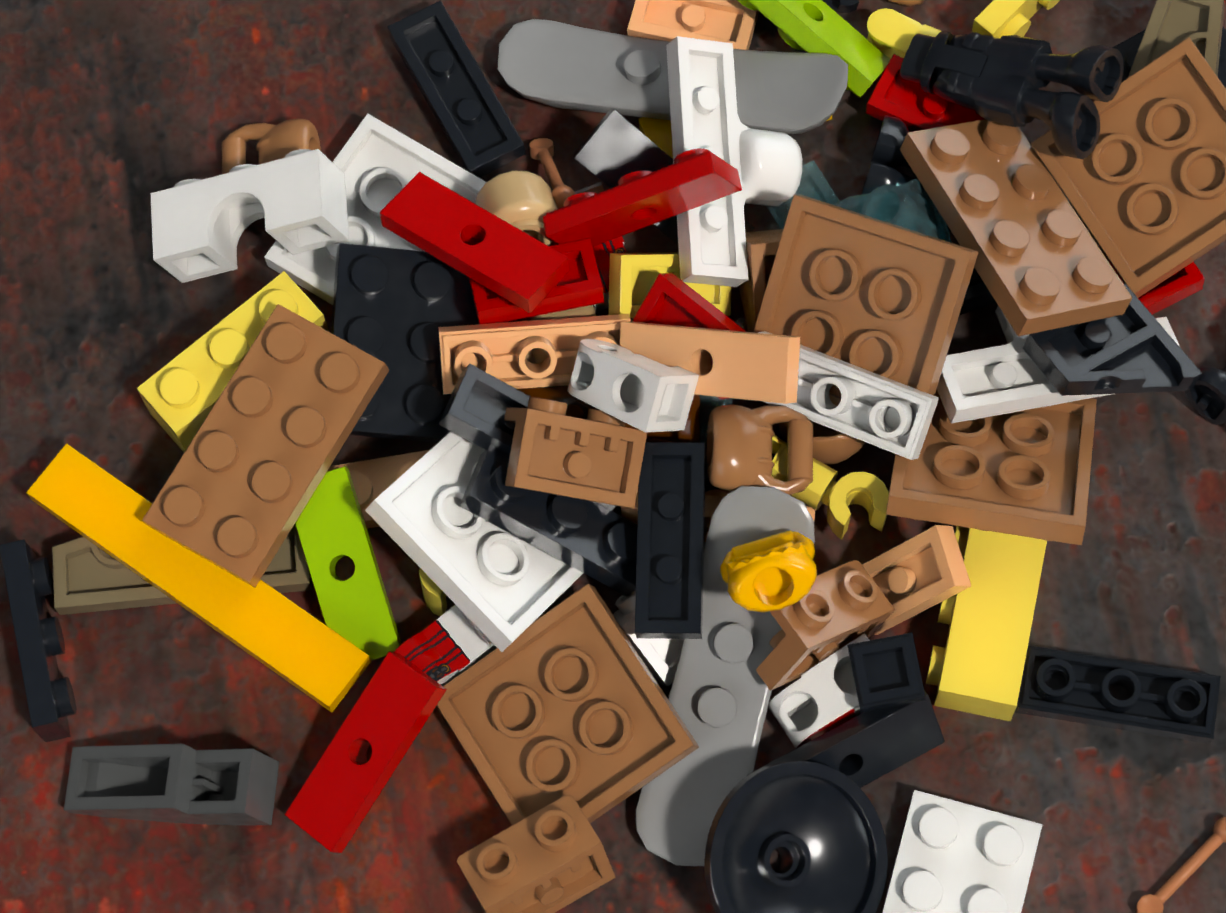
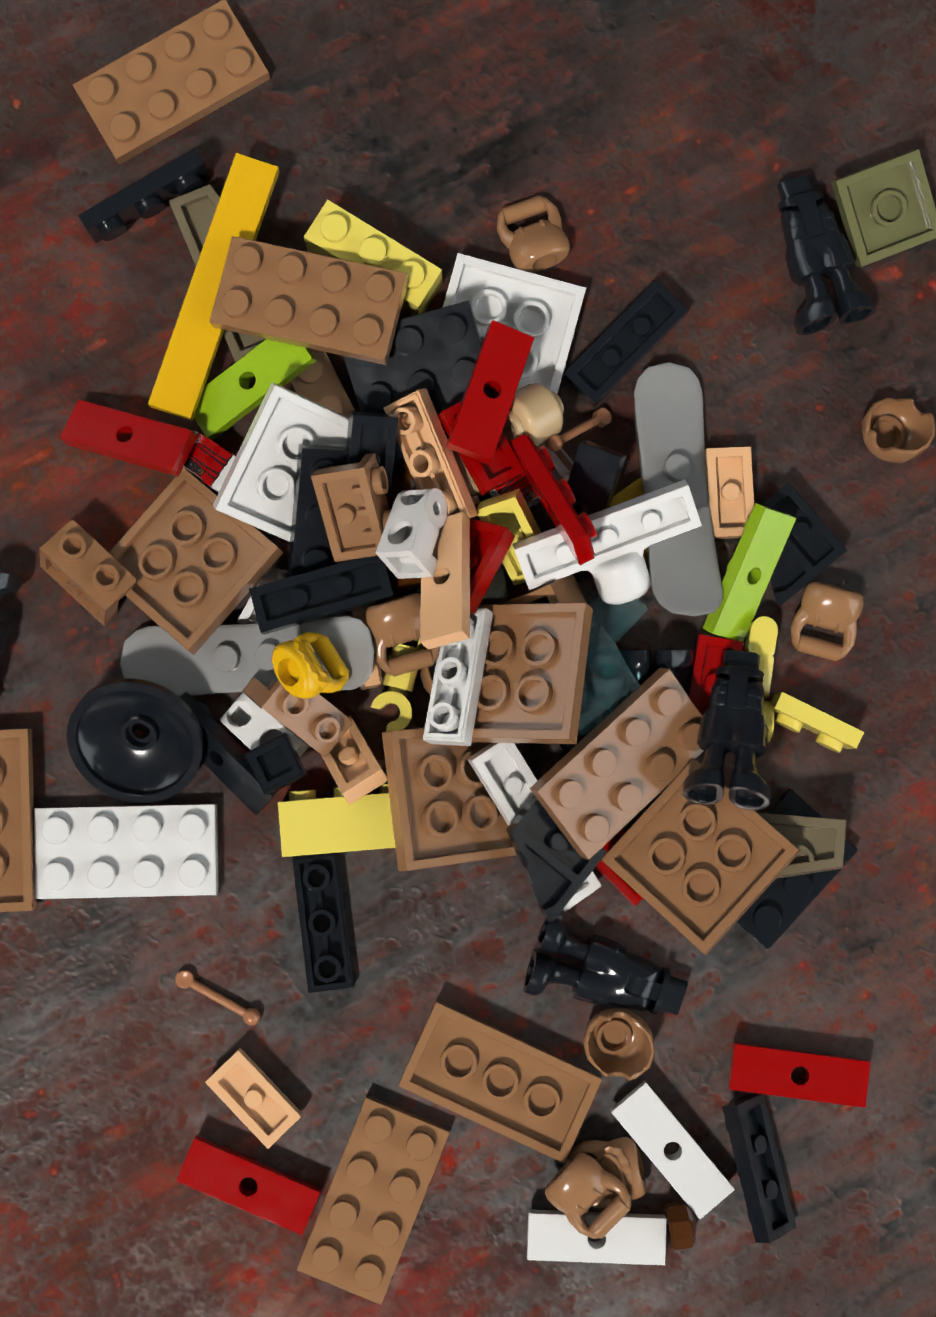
camera: 65 degrees right, 15 degrees up
(172, 784) = (76, 320): dark grey slope -> none
(202, 220) = (468, 203): white arch -> none

